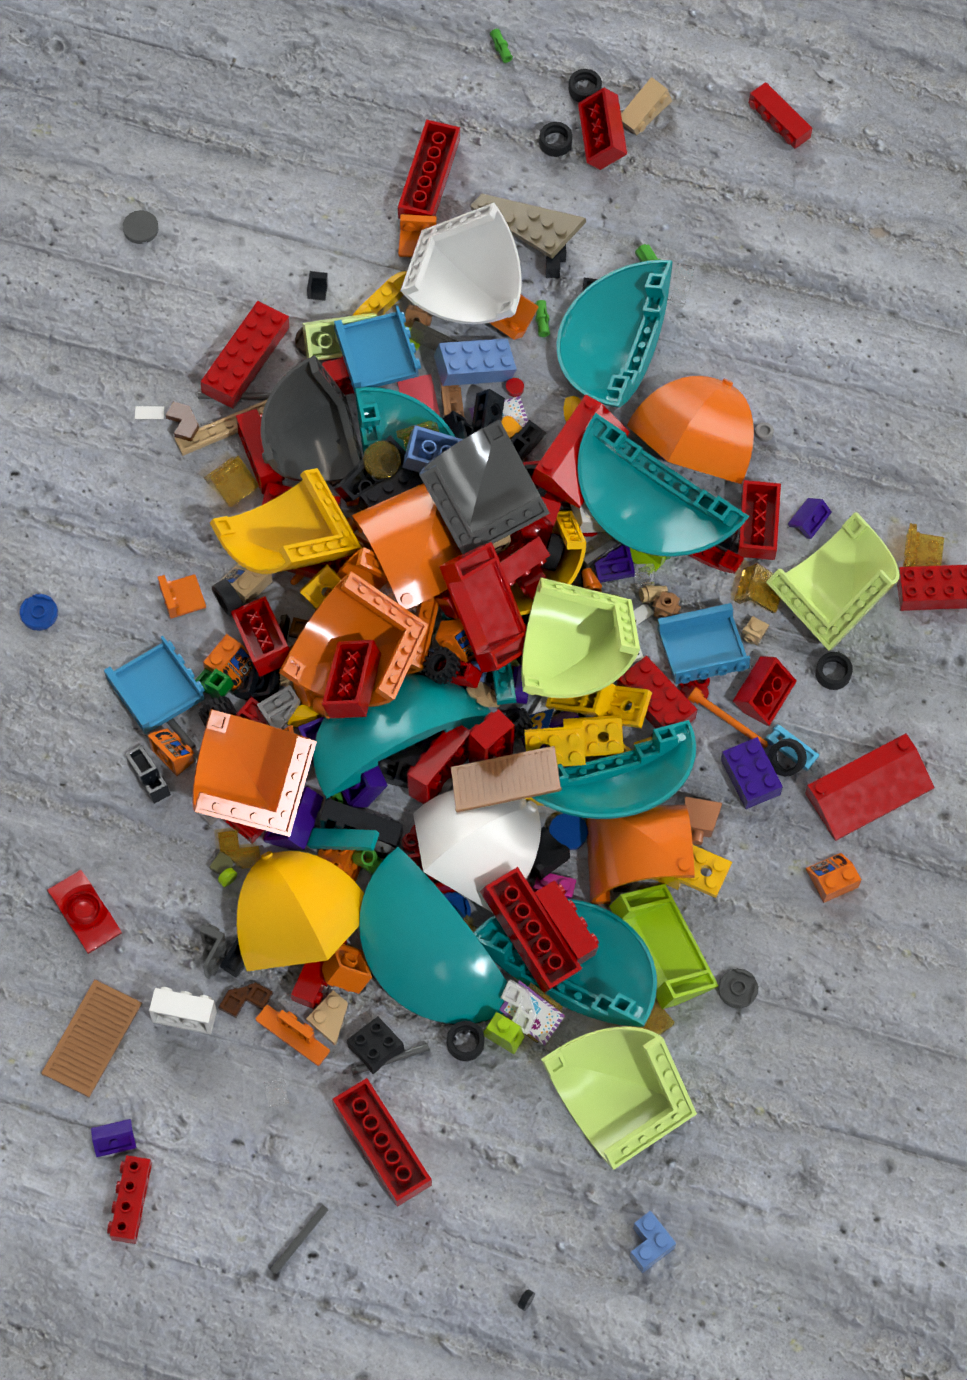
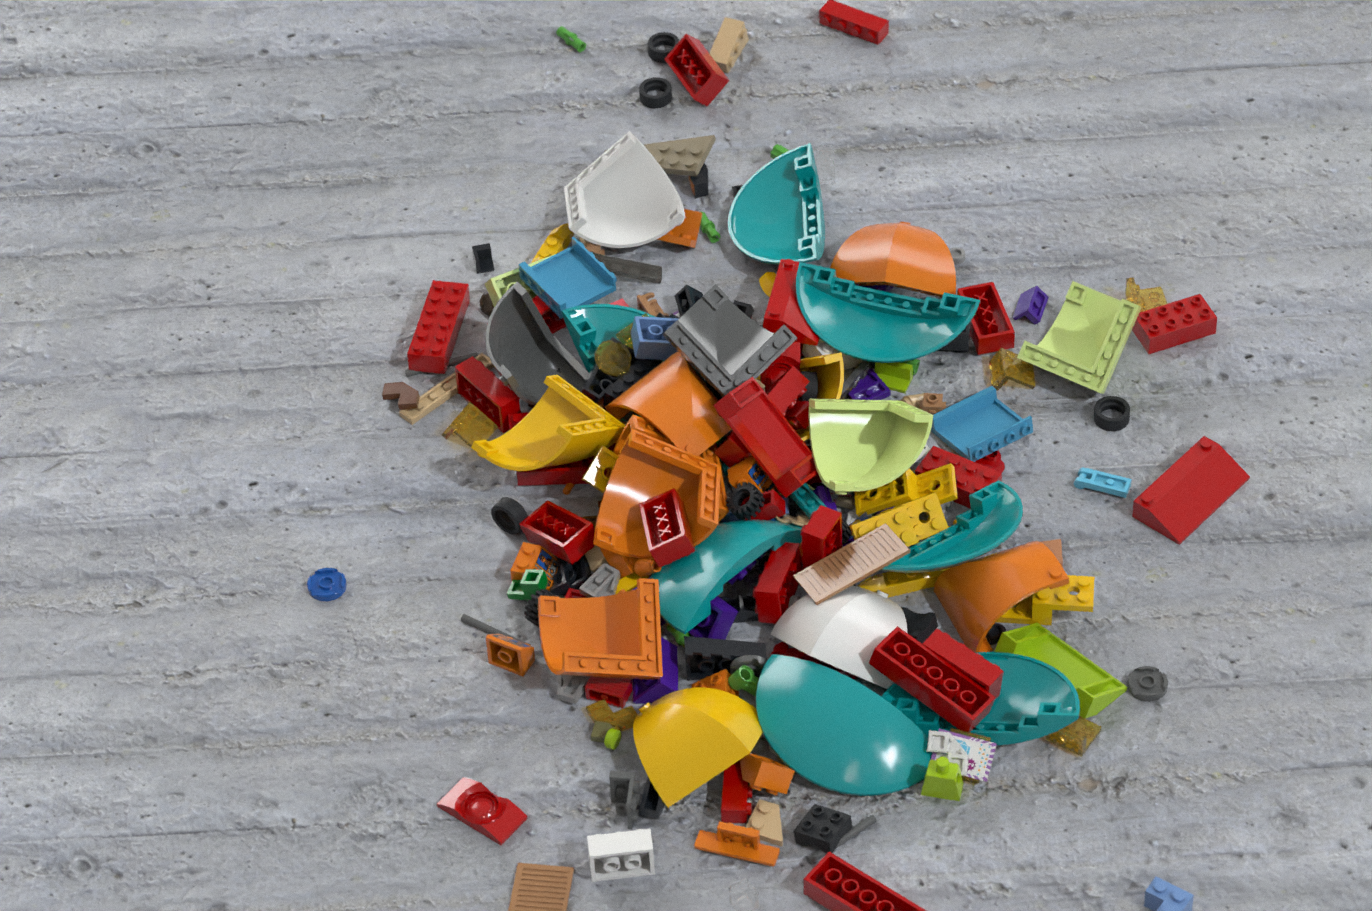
camera: 15 degrees left, 20 degrees down
(140, 227) = (290, 261): dark grey tile -> none
(147, 774) = (495, 680): black slope -> none
(149, 412) = (364, 400): white sticker -> none
(156, 686) = (471, 606): dark azure panel -> none
(181, 595) = (462, 530): orange bracket -> none
(236, 998) = (681, 827): reddish brown tile -> none
(247, 583) = (528, 493): tan slope -> none
(343, 839) = (715, 667): teal tile -> none
(410, 231) = (553, 193): orange bracket -> none
(429, 169) = (549, 145): red brick -> none
(465, 1025) = (904, 813): black tyre -> none
(474, 362) = (662, 271): medium blue brick -> none
(514, 387) = (706, 284): red tile -> none
(569, 830) = (926, 602): blue tile -> none
(620, 1089) = (1079, 783): yellowish green panel -> none
(644, 574) = (900, 386): clear brick -> none
(697, 697) = (995, 465): orange piece -> none
(719, 559) = (954, 360): red slope -> none
(751, 773) = (1075, 511): dark purple brick -> none
(754, 631) = (1023, 405): tan bracket -> none
(765, 690) = (1055, 445): red slope -> none
(800, 751) = (1100, 473): black tyre -> none
(834, 877) = (1194, 569): orange slope -> none

